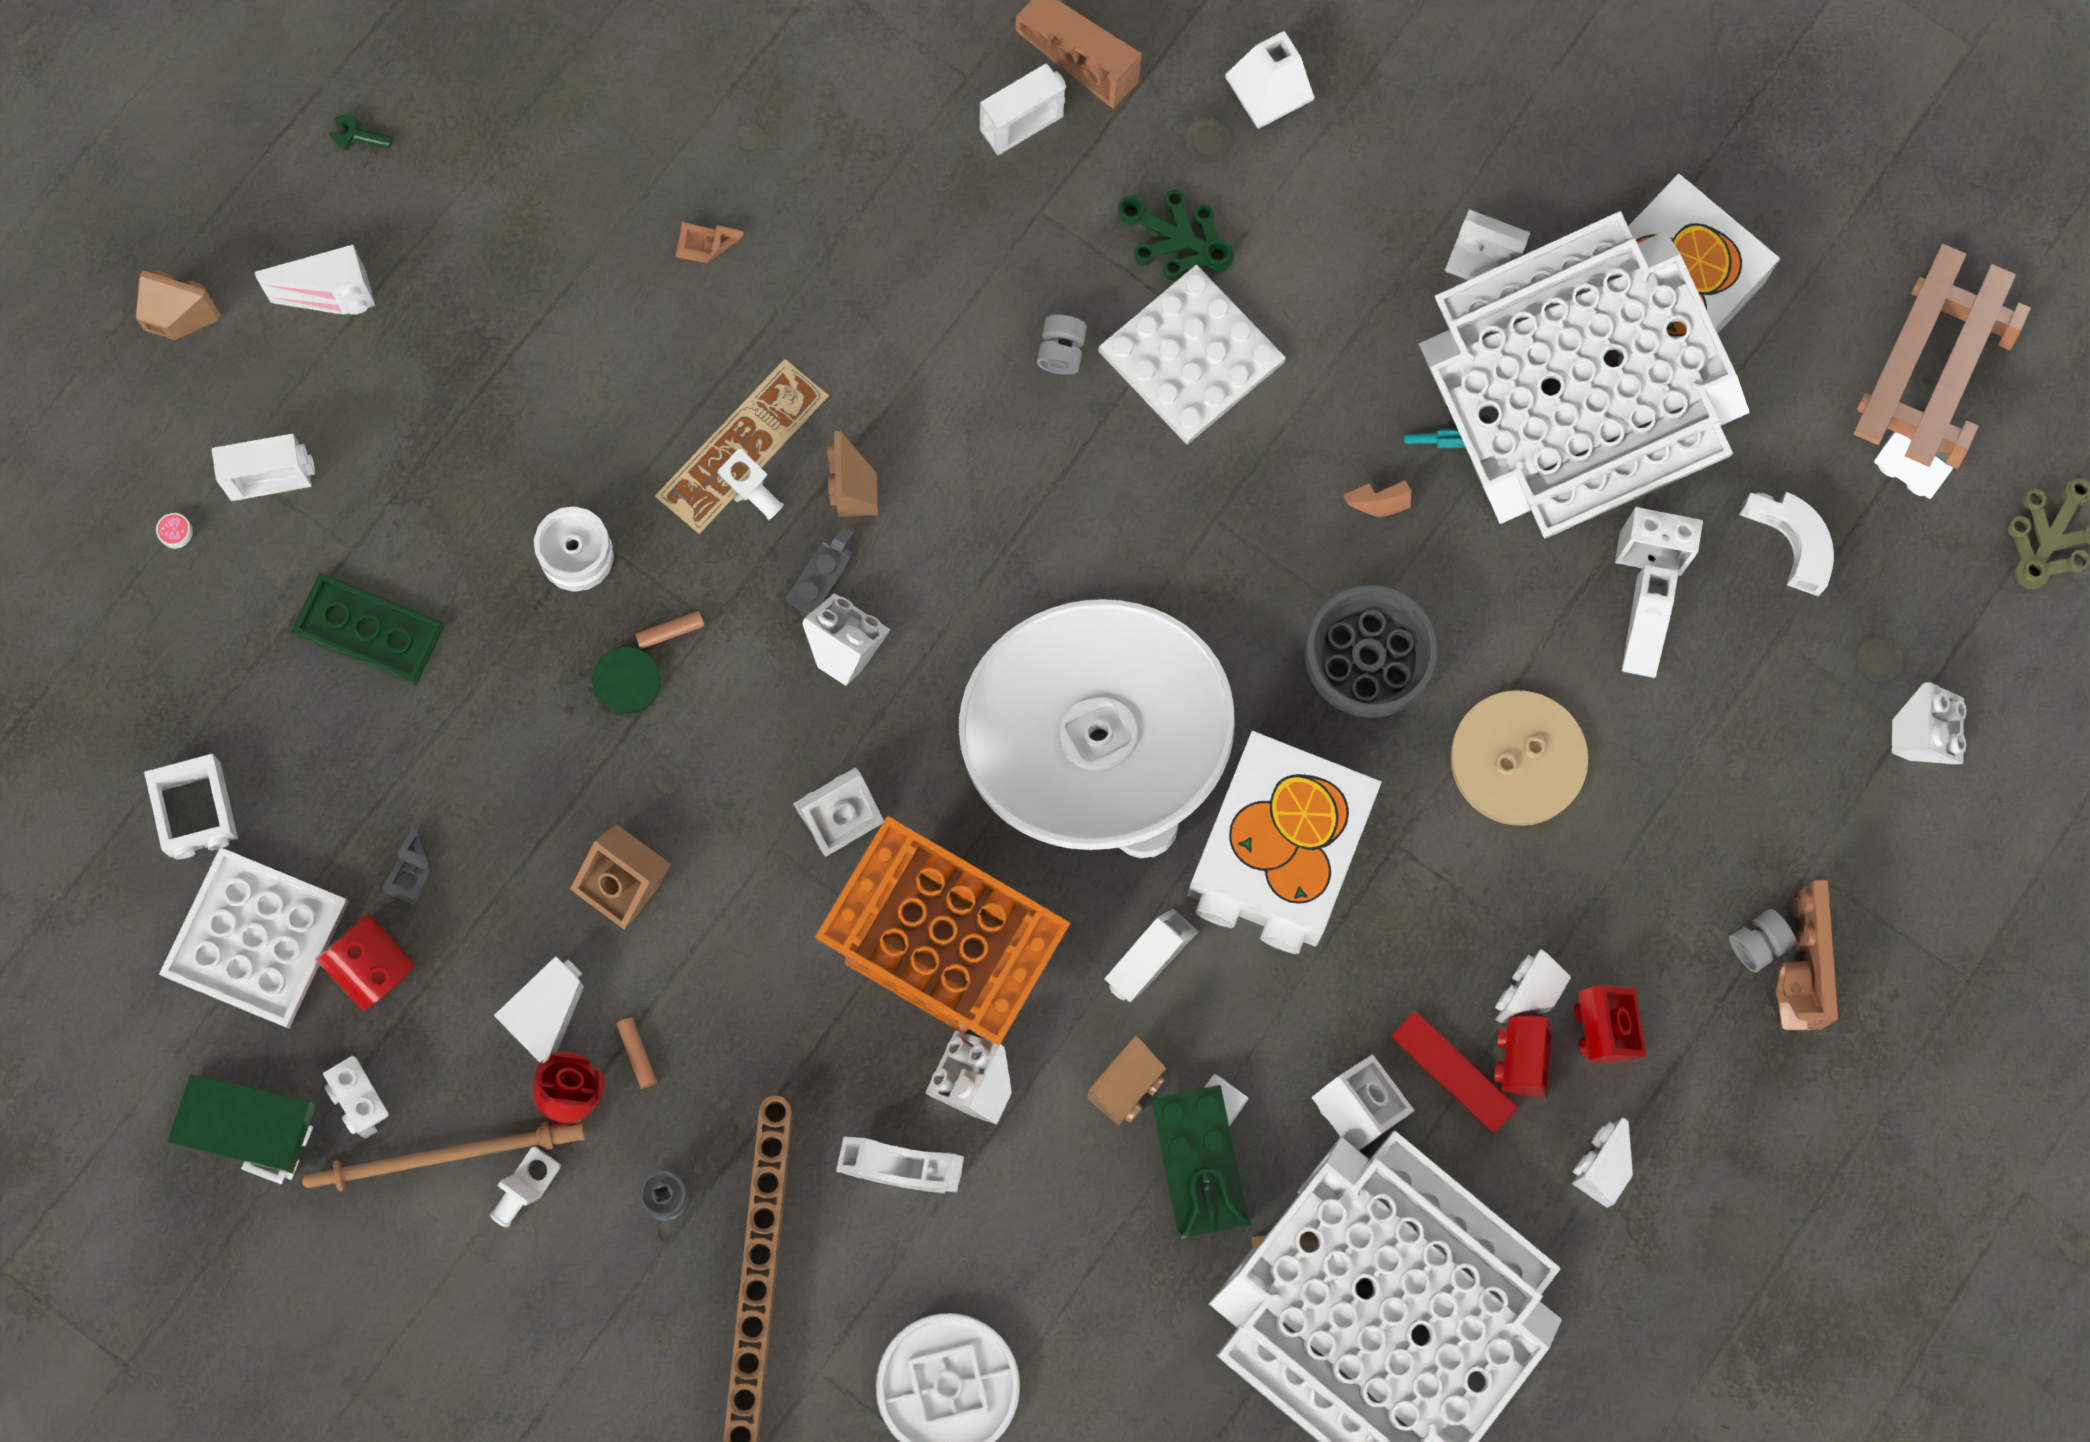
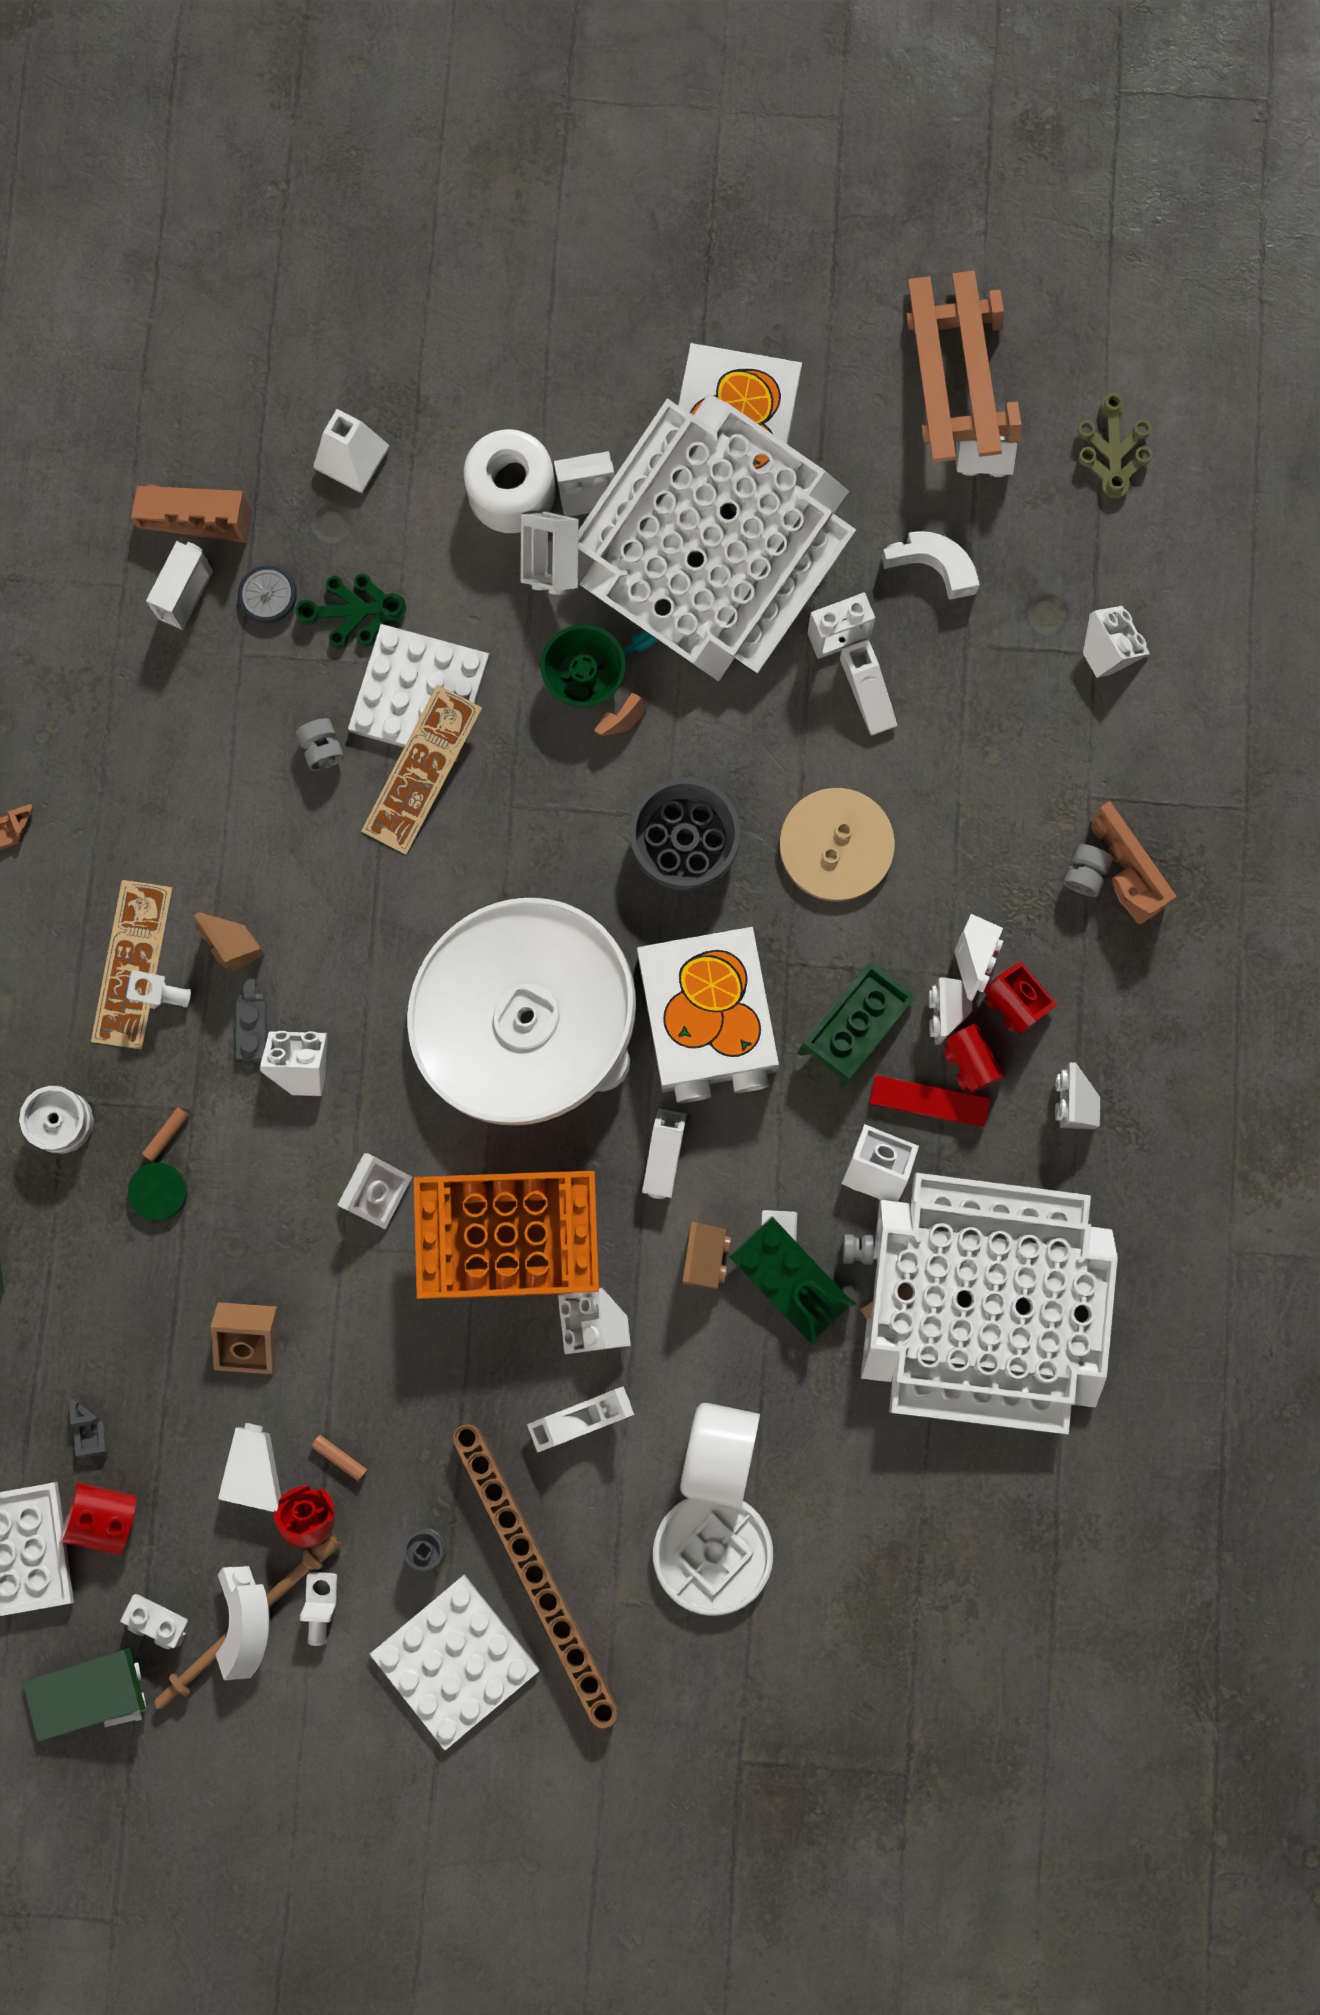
camera: 25 degrees left, 5 degrees up
(444, 1156) = (248, 1624): none -> white arch
(621, 1329) = (454, 1662): none -> white plate
(1017, 1287) = (719, 1454): none -> white piece
(1102, 169) = (267, 594): none -> light grey wheel
(1147, 429) = (421, 769): none -> sticker
(1287, 1174) = (851, 1249): none -> light grey wheel
(1378, 410) = (578, 652): none -> dark green piece
(1395, 284) = (535, 551): none -> white window
(1405, 232) = (500, 507): none -> white piece
(1429, 946) = (857, 1022): none -> dark green plate
(1594, 949) = (975, 953): none -> white slope

